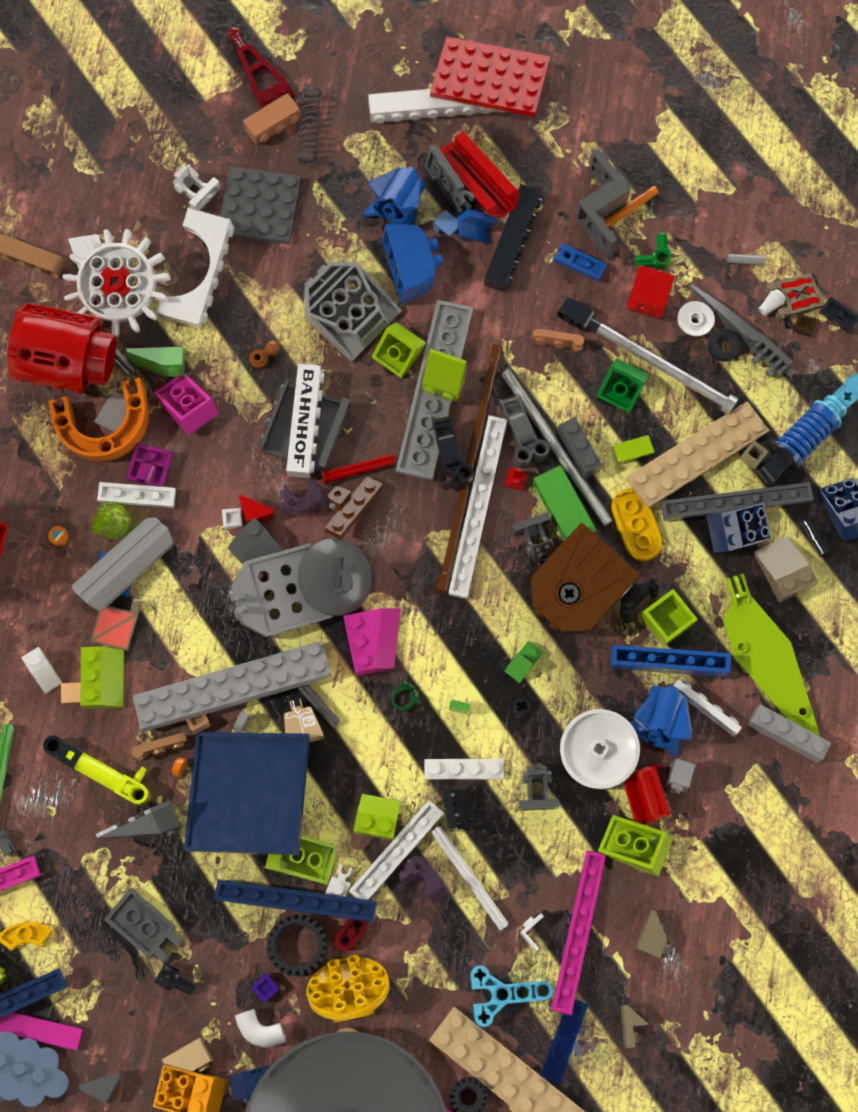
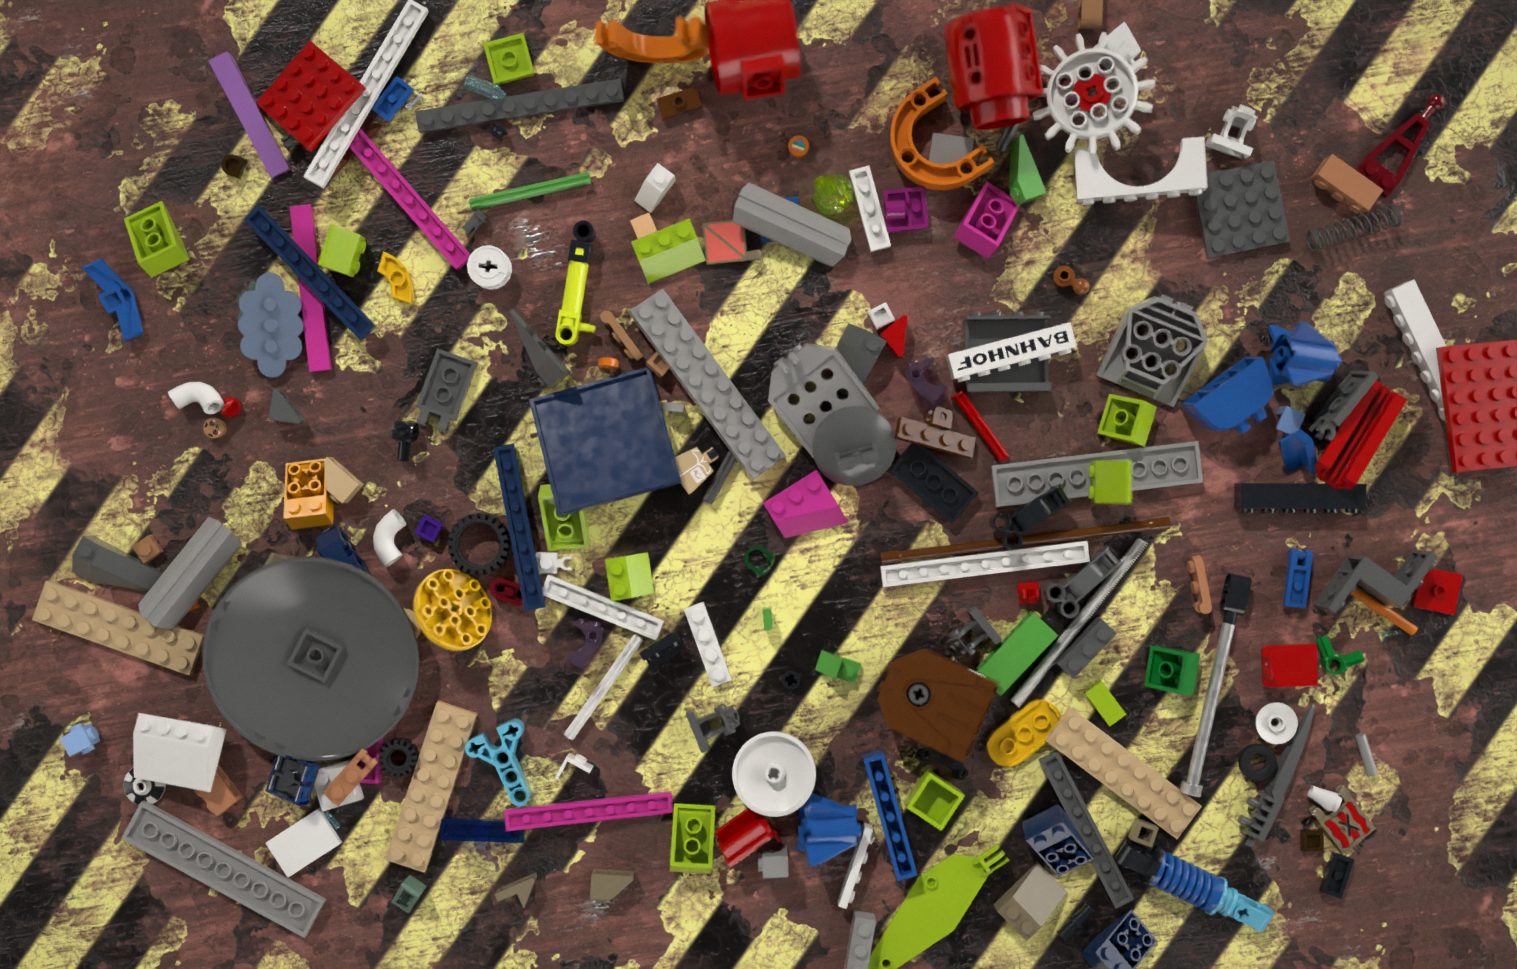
camera: 70 degrees right, 15 degrees up
(45, 853) = (483, 257): none -> white piece
(391, 524) = (933, 481): none -> black plate
(629, 161) = (1438, 591): none -> red plate

